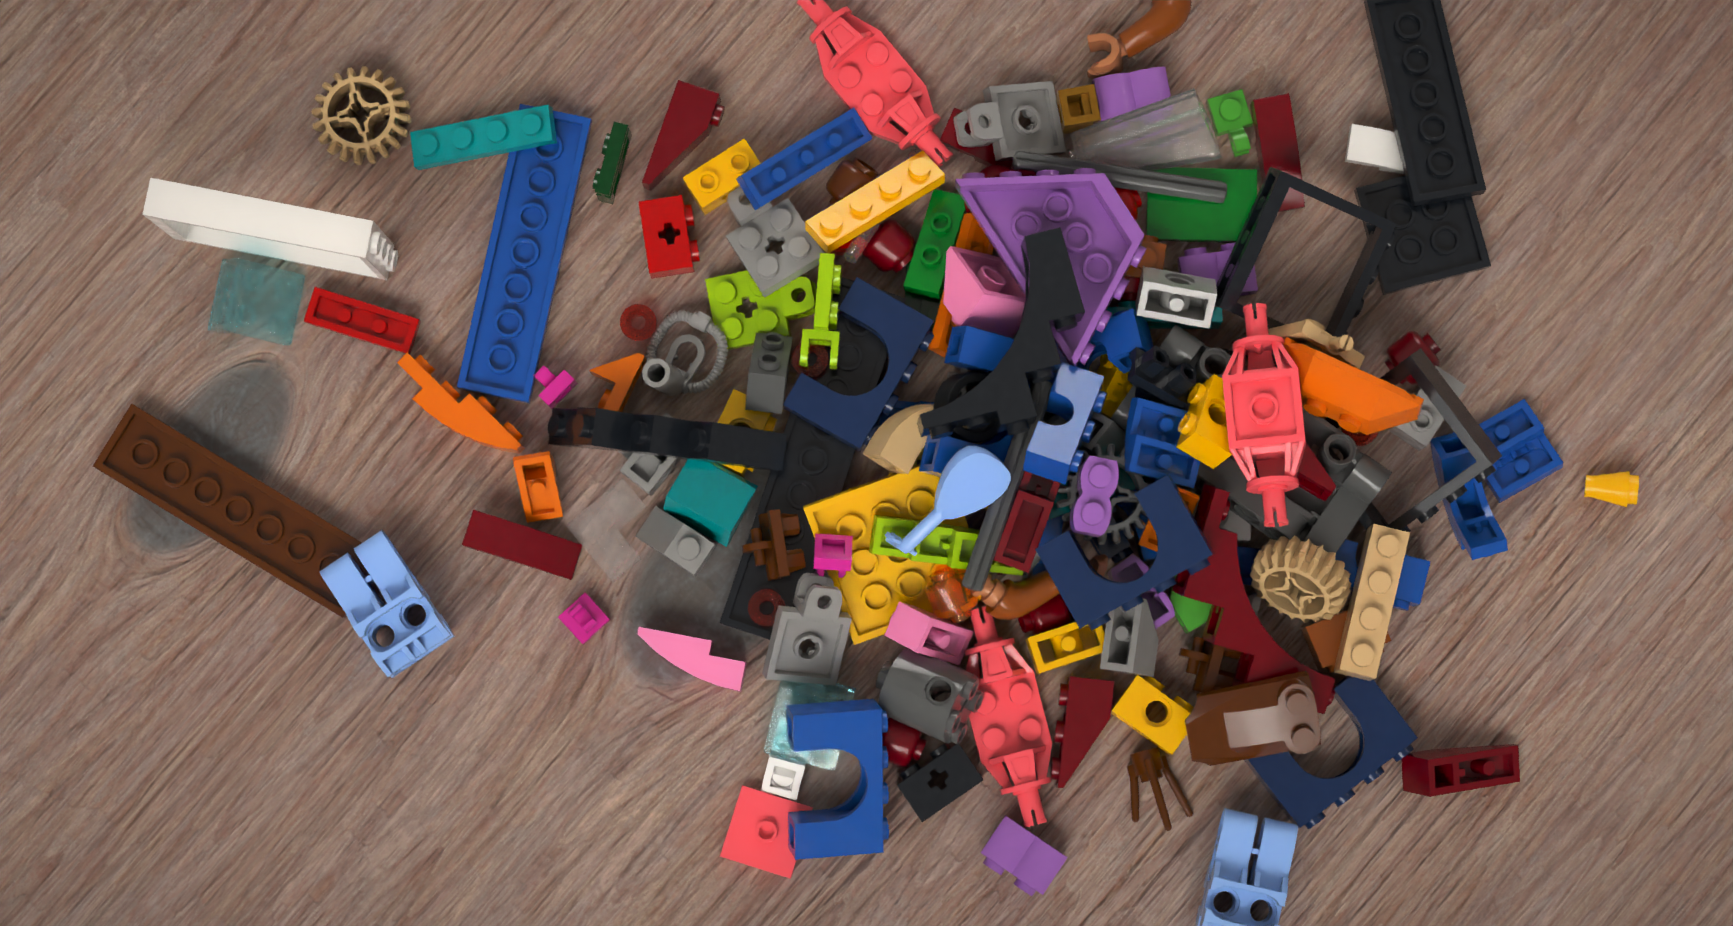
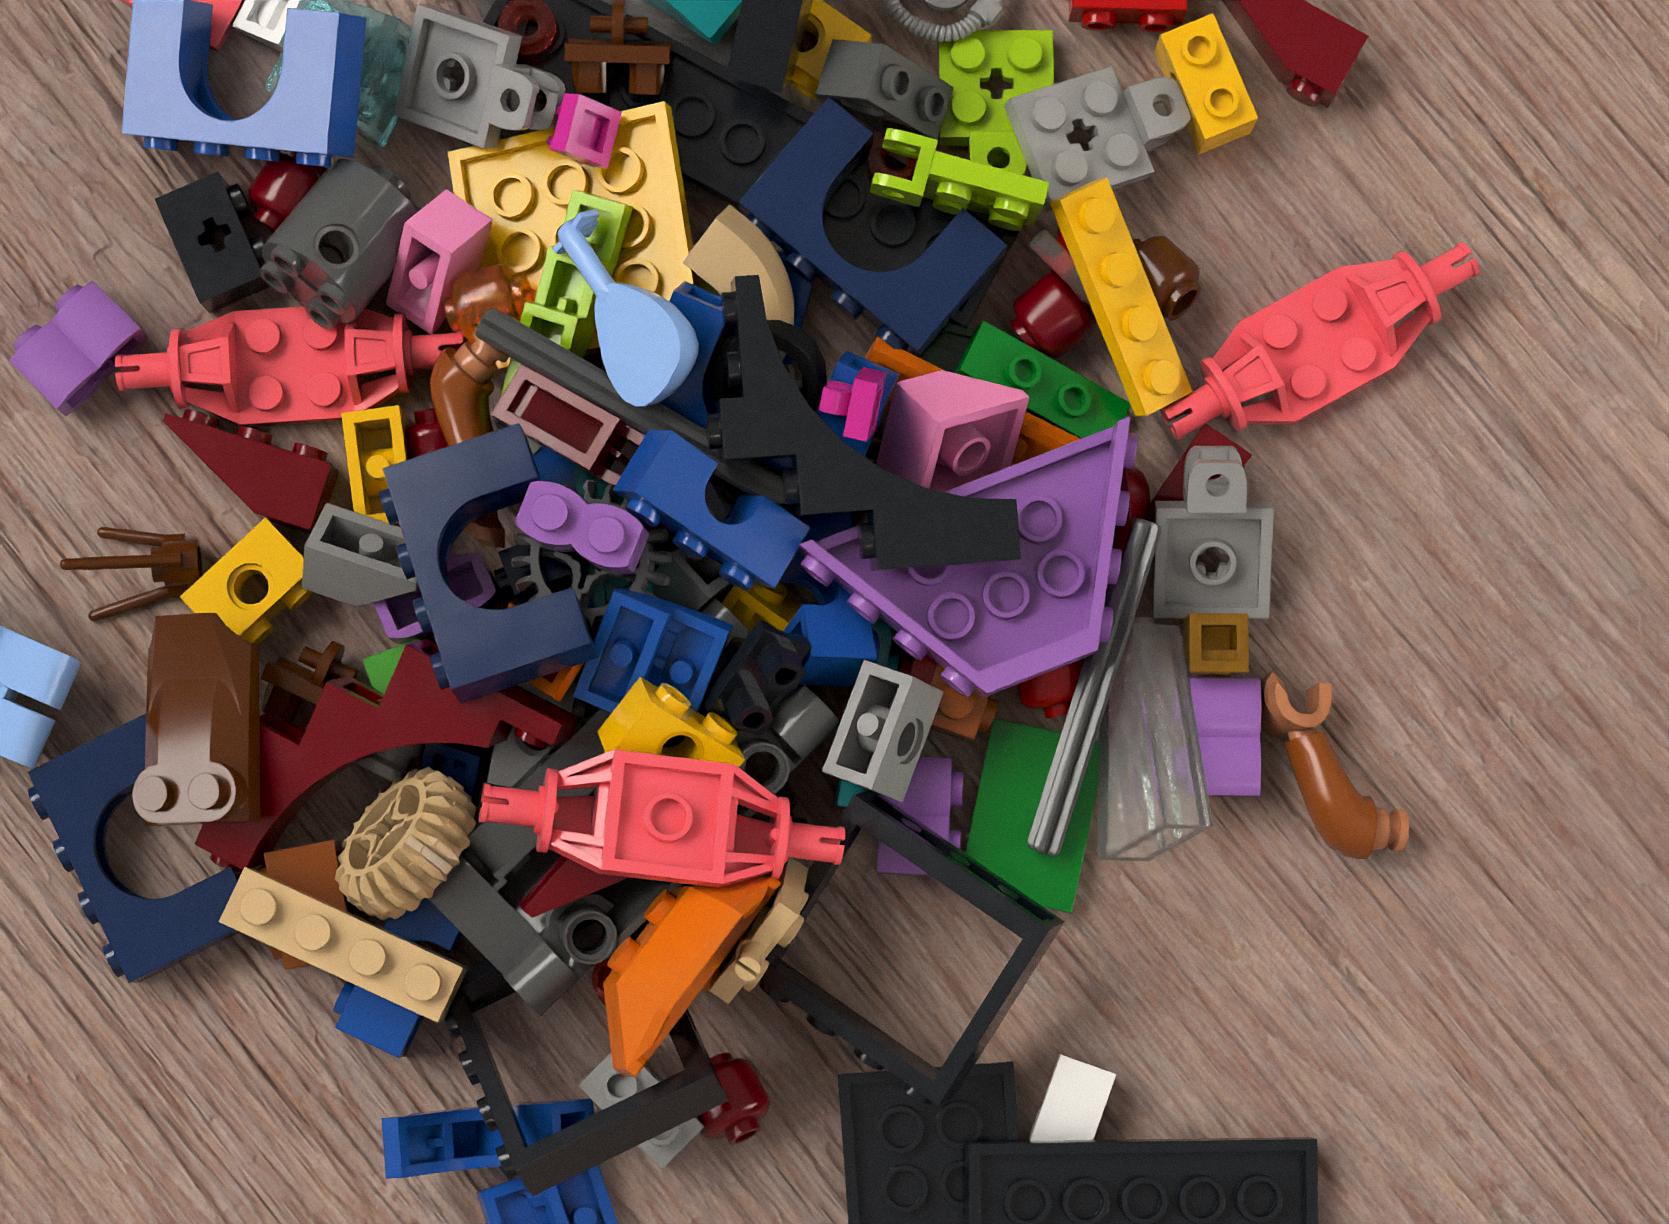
camera: 100 degrees right, 0 degrees up
(804, 158) = (1210, 205): blue plate -> none
(983, 344) = (856, 401): none -> dark pink tile
(1231, 117) = (1164, 888): bright green plate -> none
(1277, 142) = (1106, 950): dark red slope -> none
(1459, 769) = (71, 1042): dark red slope -> none

